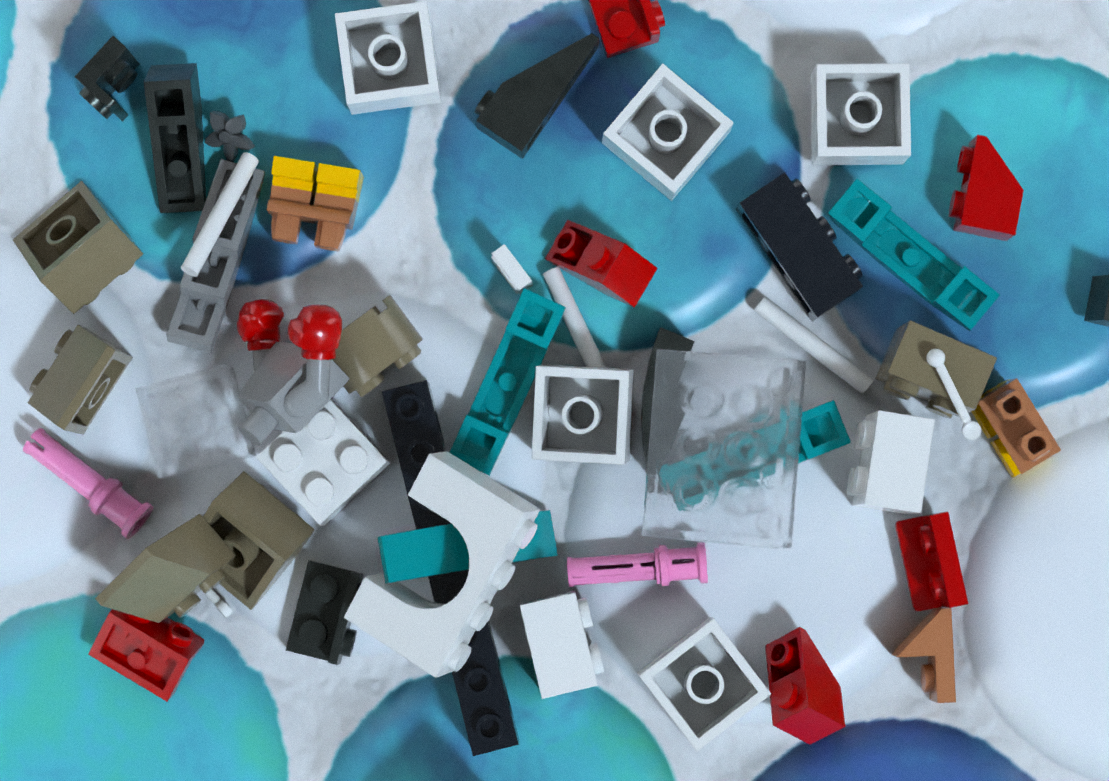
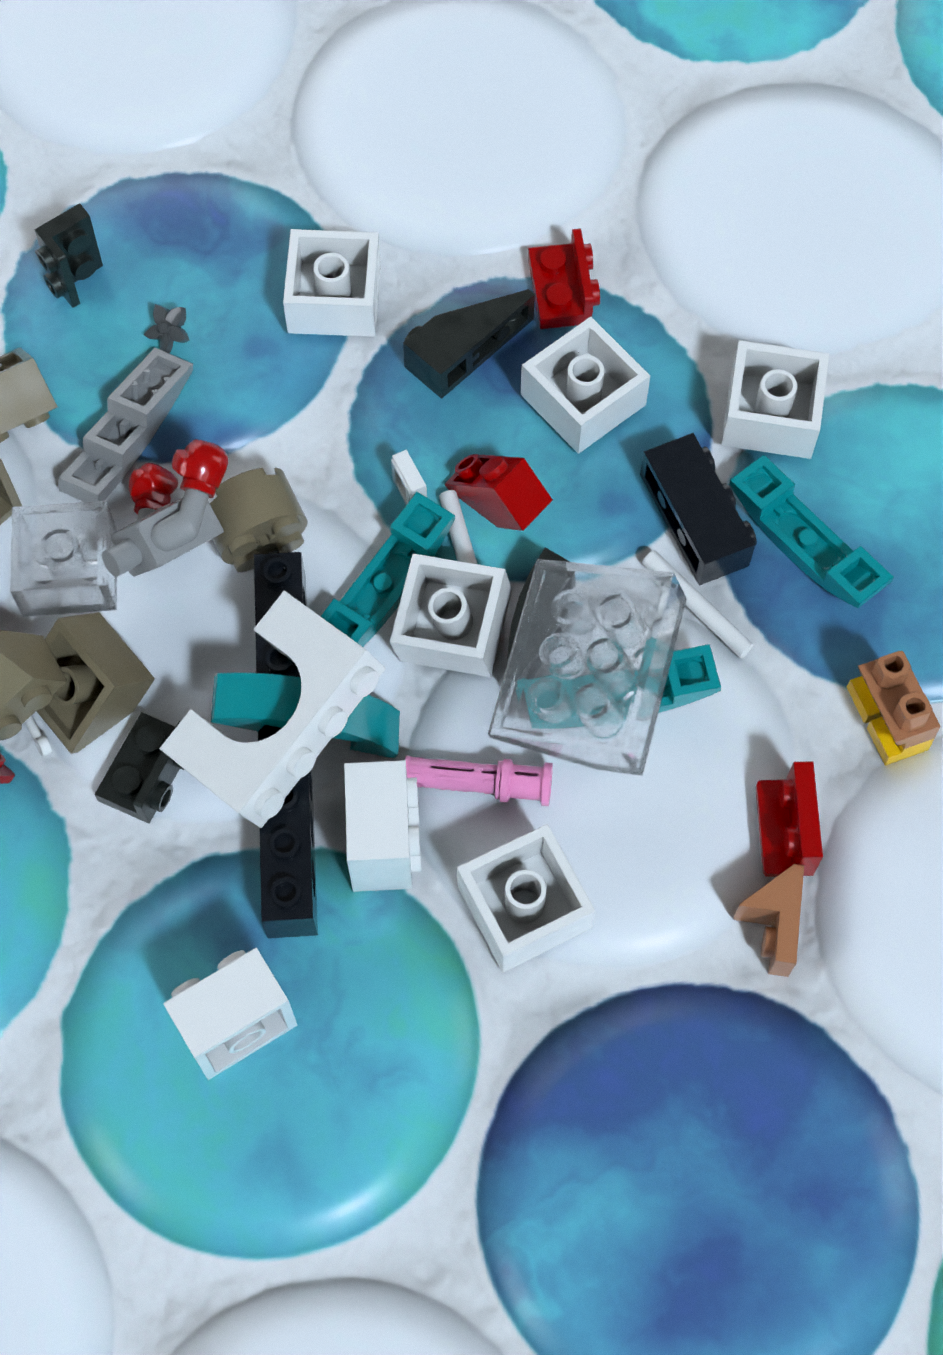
camera: 10 degrees right, 20 degrees down
(176, 136) = (118, 317): pearl dark grey slope -> none
(219, 215) = (138, 382): white bar -> none
(294, 196) = (234, 390): nougat hips -> none
(324, 462) = (182, 617): white brick -> none
(802, 688) = (631, 925): red slope -> none
(891, 462) = (759, 710): white brick -> none
(910, 375) = (817, 630): dark tan brick -> none
(970, 429) = (847, 673): white hinge -> none
(988, 193) = (894, 493): red slope -> none

